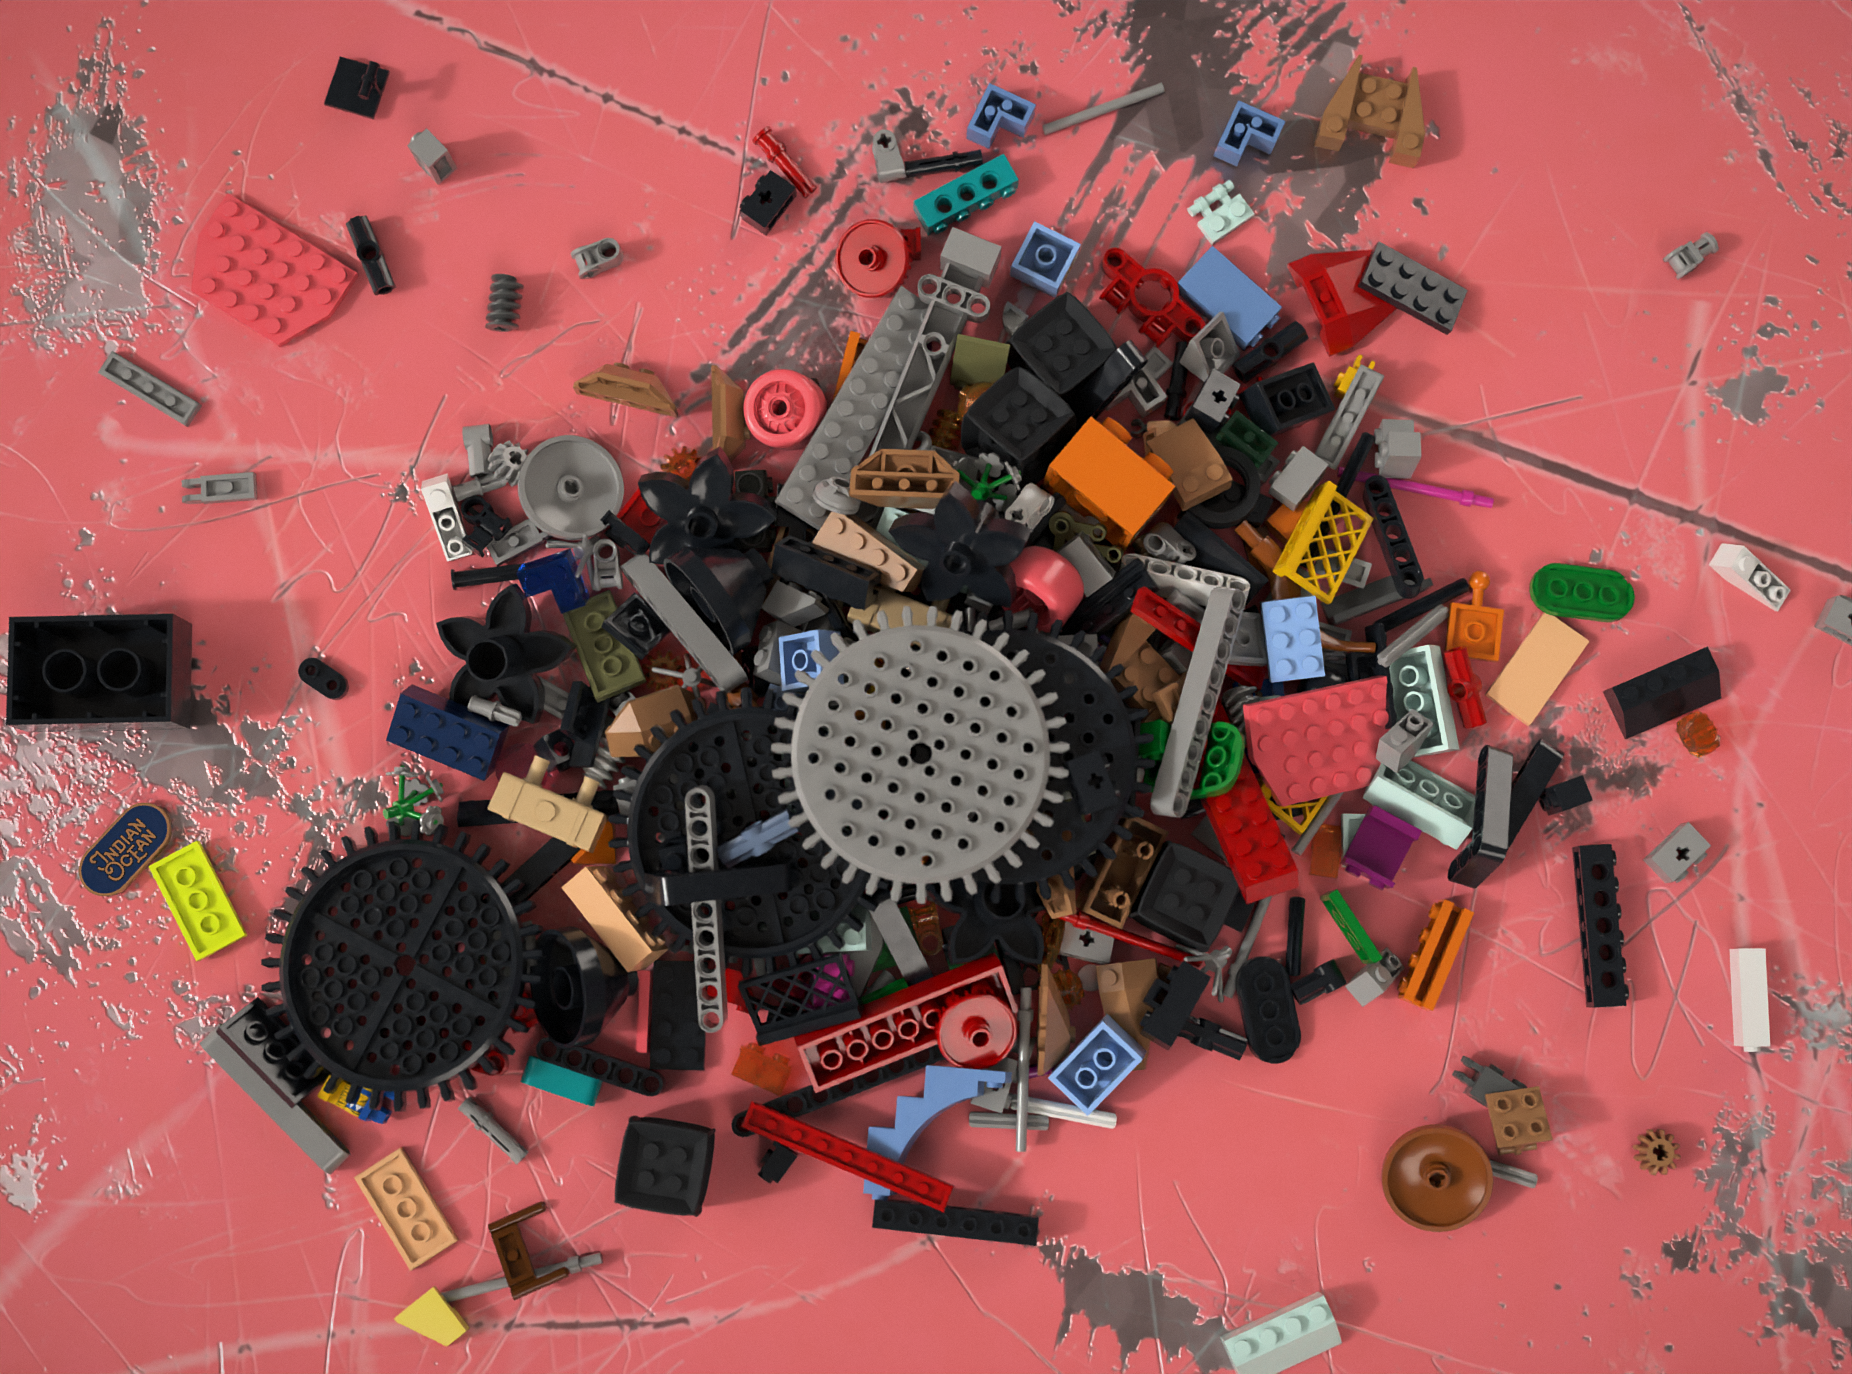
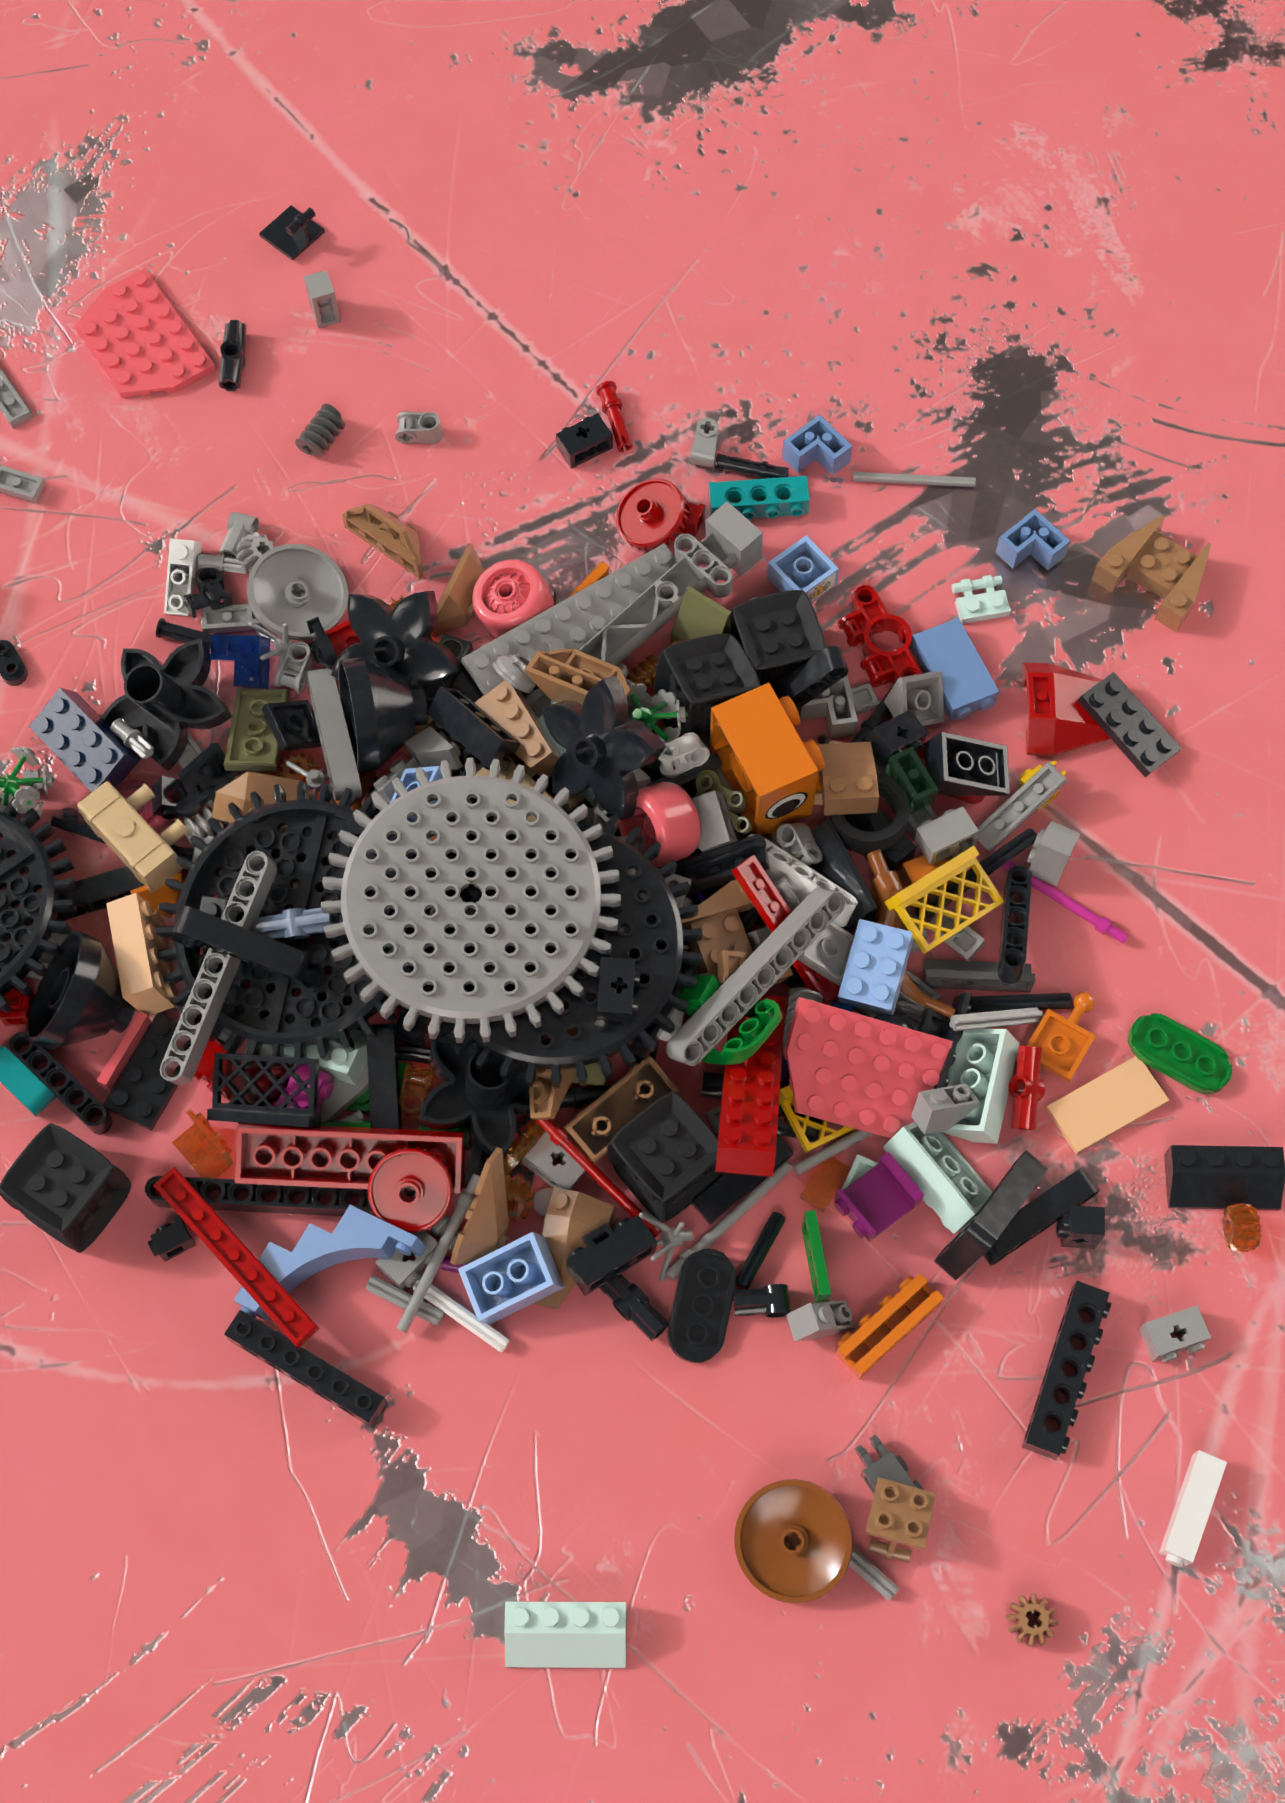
camera: 30 degrees right, 15 degrees down
(1282, 343) = (988, 725): black piece -> none

